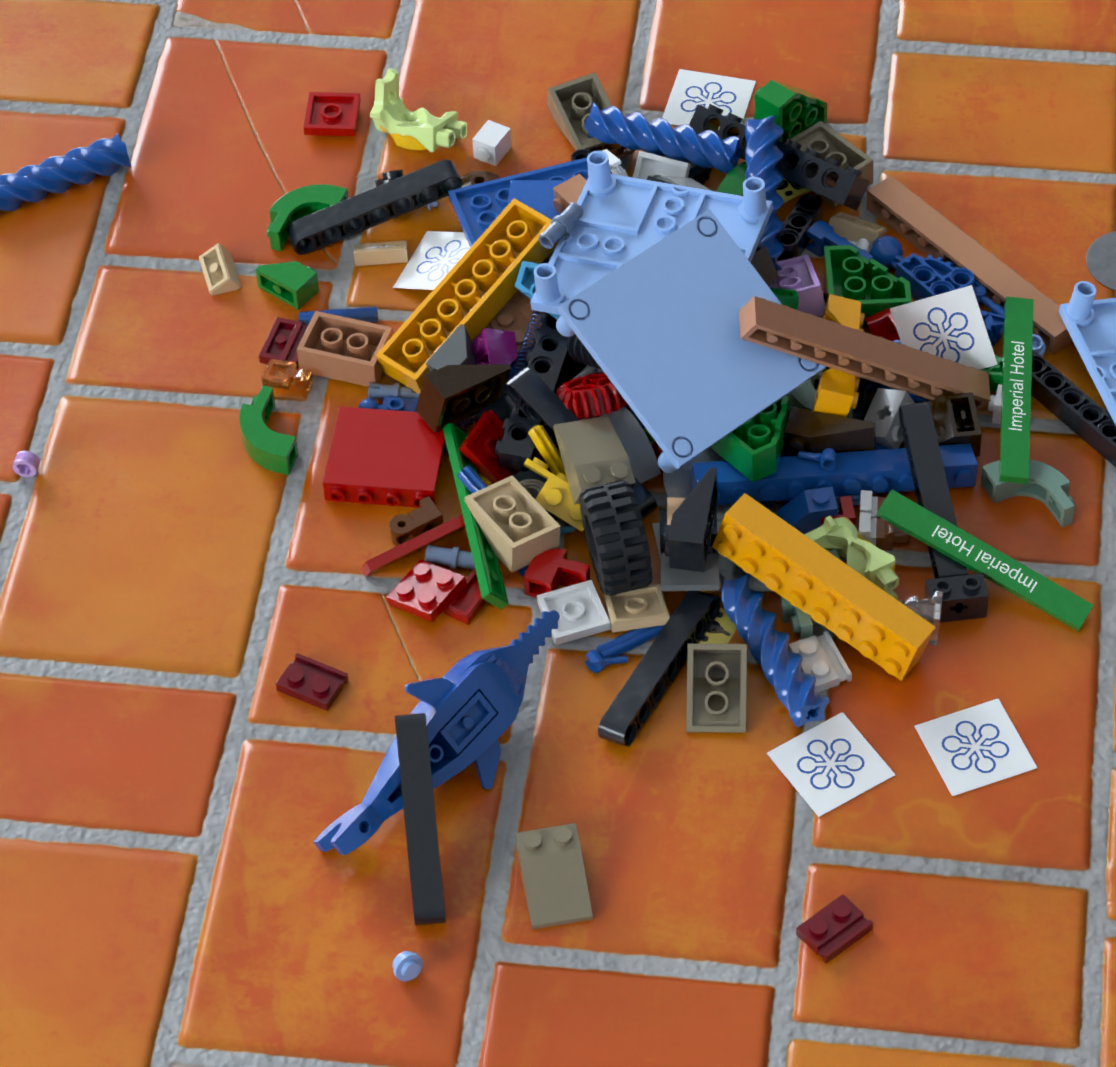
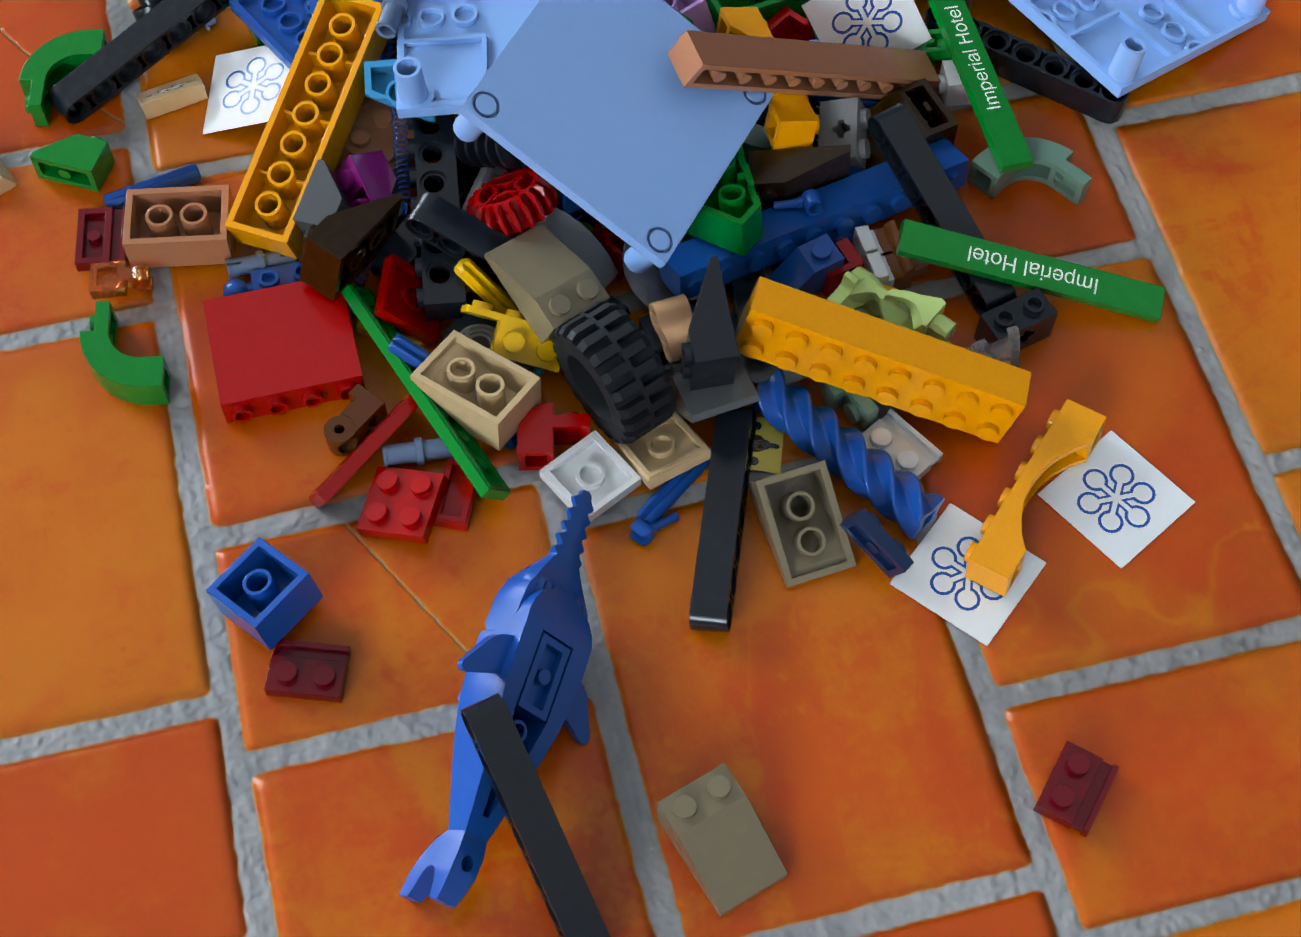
camera: 25 degrees left, 10 degrees up
(301, 618) = (264, 593): none -> blue brick
(759, 705) = (884, 550): none -> dark blue plate
(952, 692) = (1001, 550): none -> light orange arch

